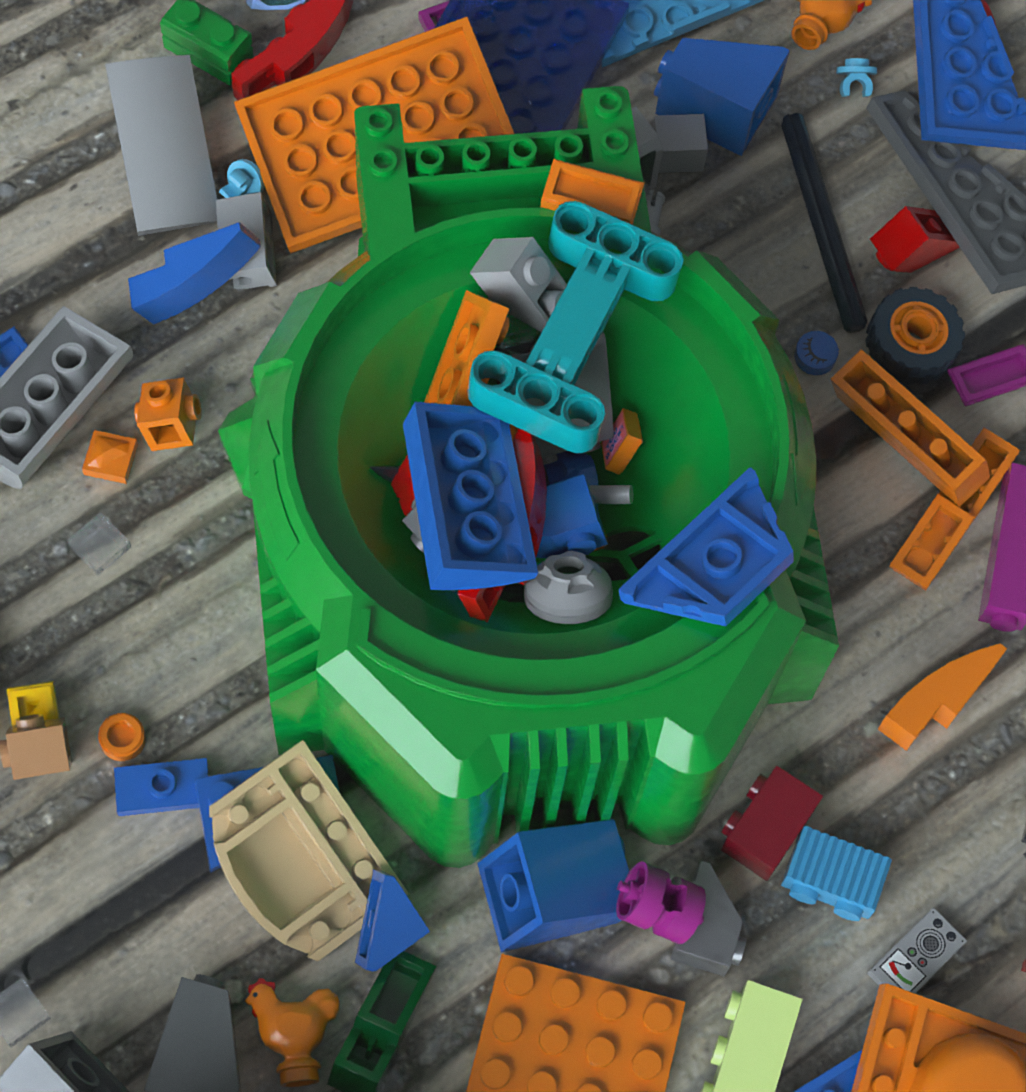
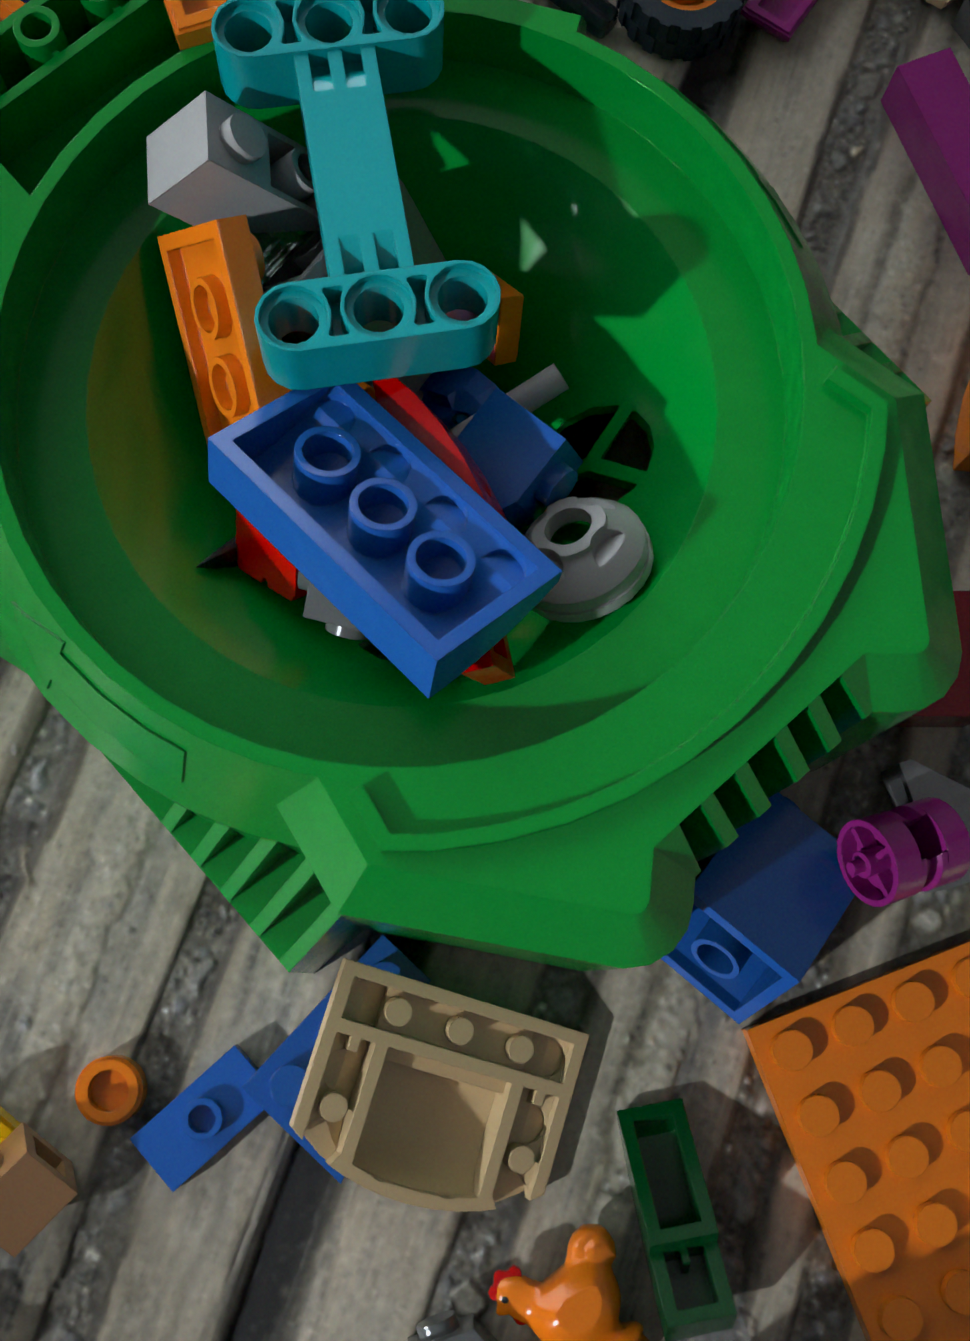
camera: 35 degrees left, 10 degrees up
(388, 923) = (600, 1101): blue slope -> none
(716, 560) = (779, 386): blue wing -> none
(910, 428) = (776, 94): orange brick -> none
(945, 522) = (859, 162): orange slope -> none

